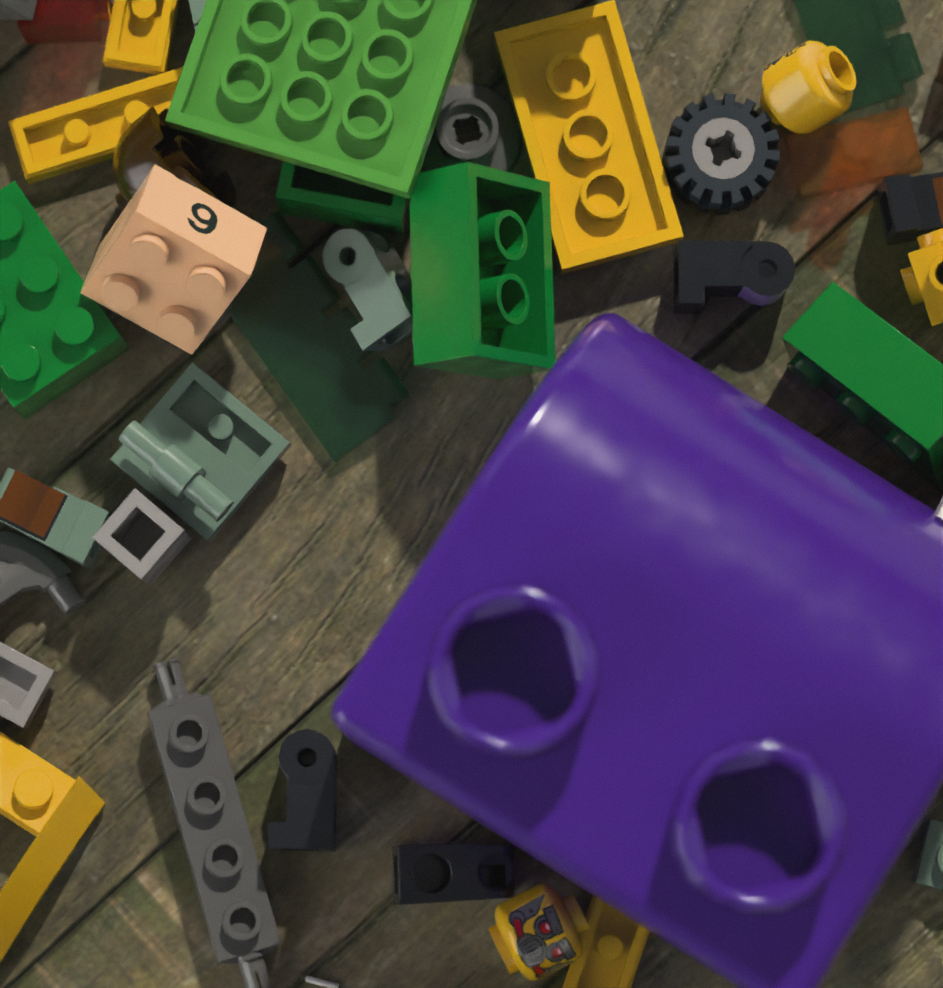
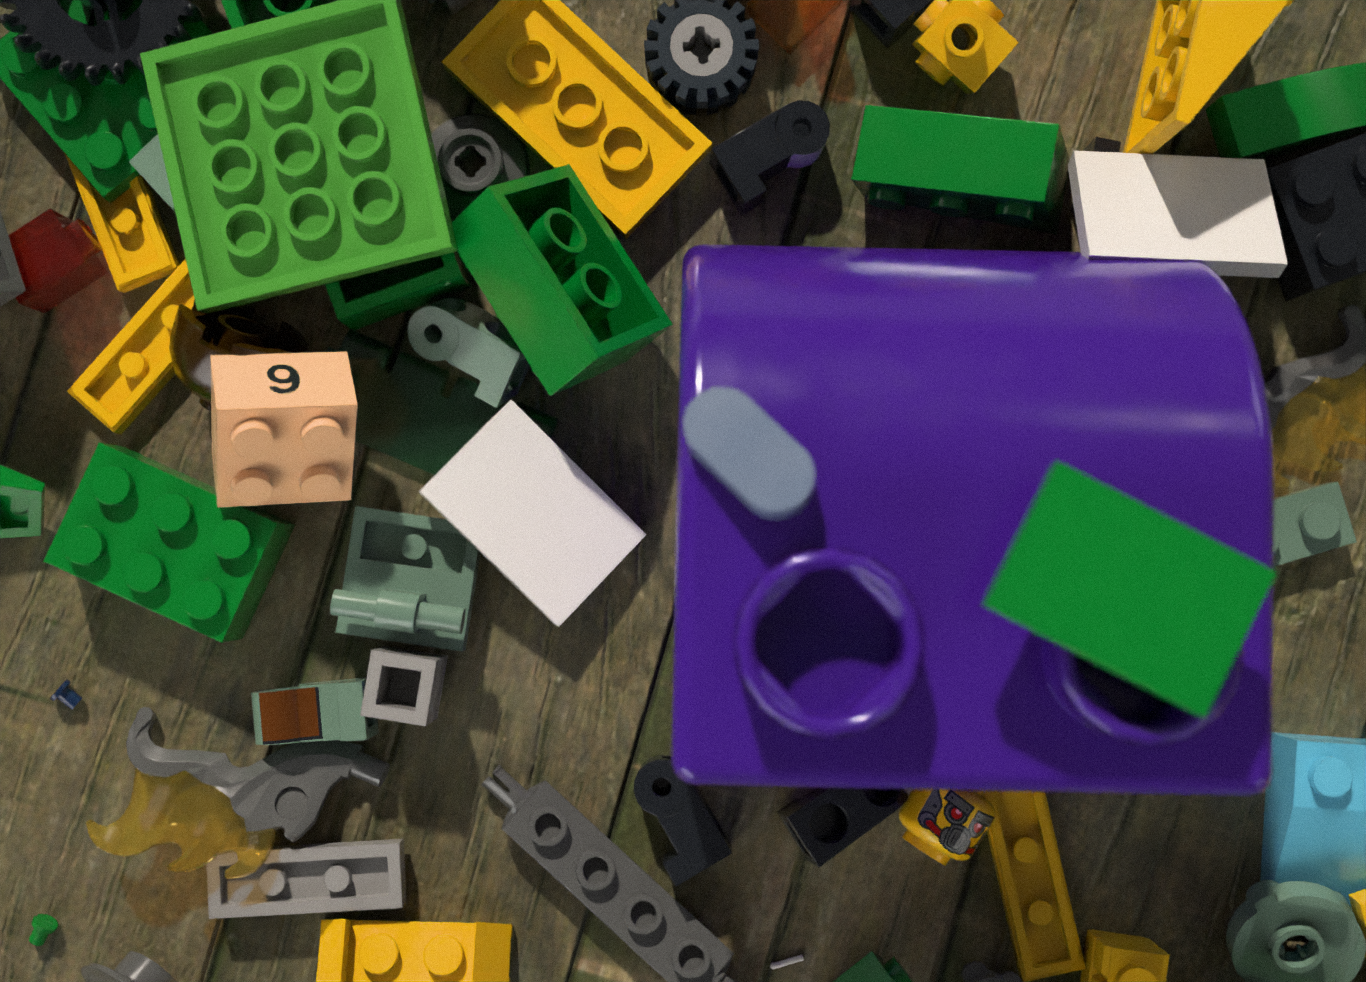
camera: 35 degrees left, 5 degrees up
(339, 459) = (533, 513): none -> white tile
(542, 491) = (749, 453): none -> sand blue tile
(769, 764) = (1128, 589): none -> green tile

